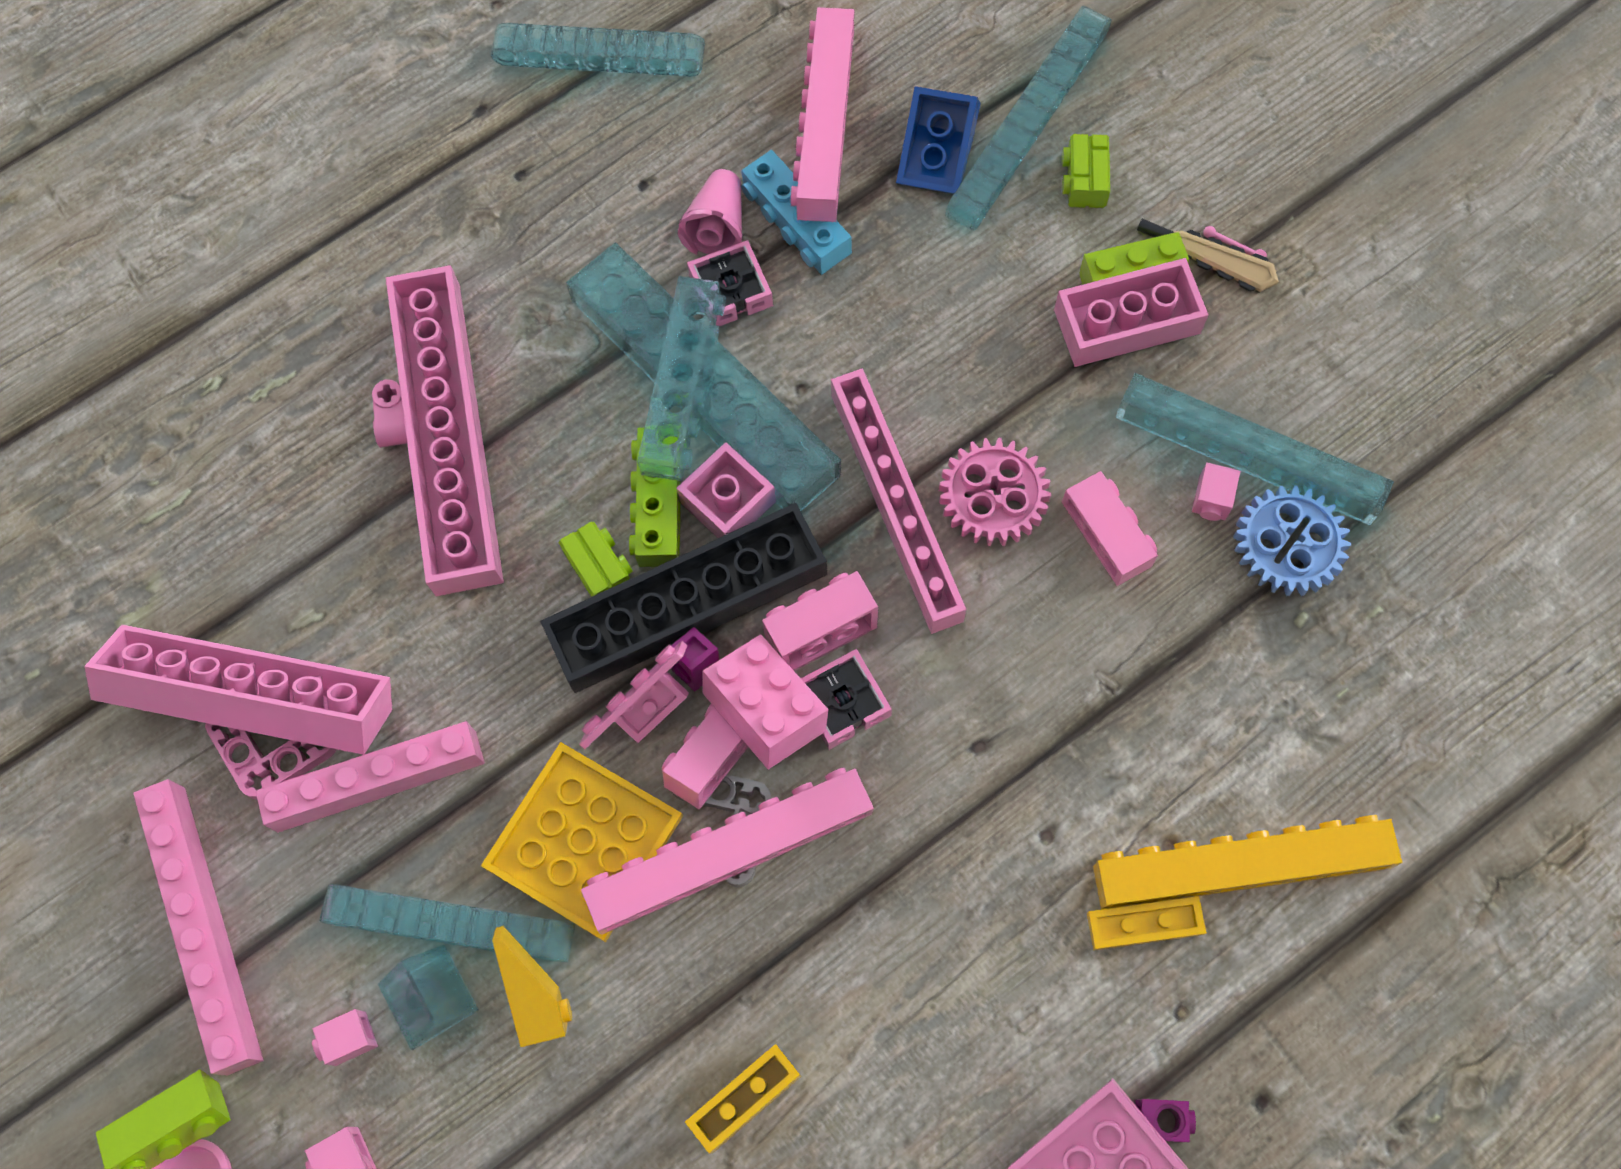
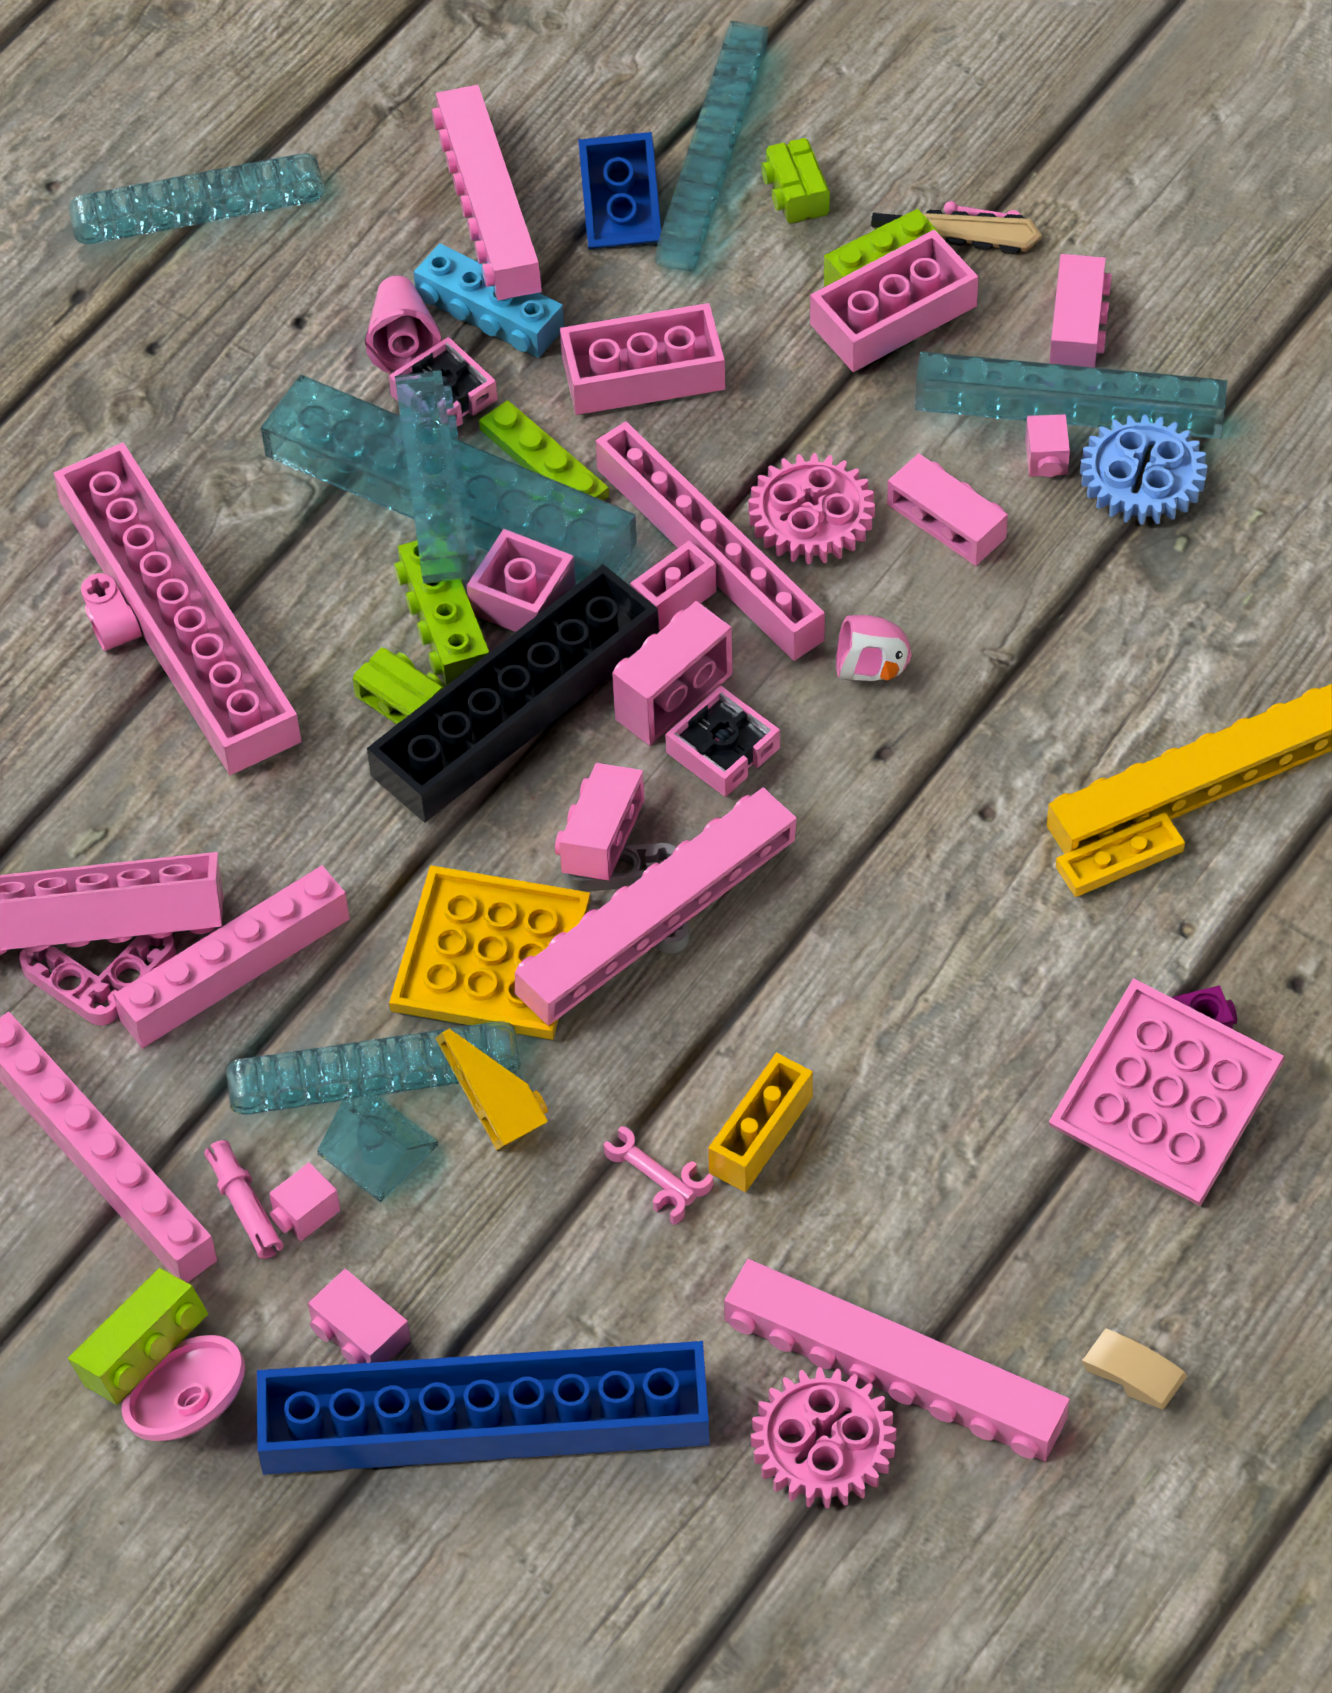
camera: 20 degrees left, 15 degrees down
(300, 1022) = (236, 1185): none -> bright pink pin
(646, 703) = (512, 797): bright pink bracket -> none
(660, 1131) = (675, 1191): none -> bright pink bar
(697, 657) = (547, 745): magenta brick -> none
(764, 701) = (643, 750): bright pink brick -> none
(791, 371) = (537, 450): none -> lime plate
(852, 536) = (678, 582): none -> bright pink brick
(900, 306) = (642, 358): none -> bright pink brick
(997, 651) = (871, 649): none -> piece
(1287, 367) = (1080, 310): none -> bright pink brick

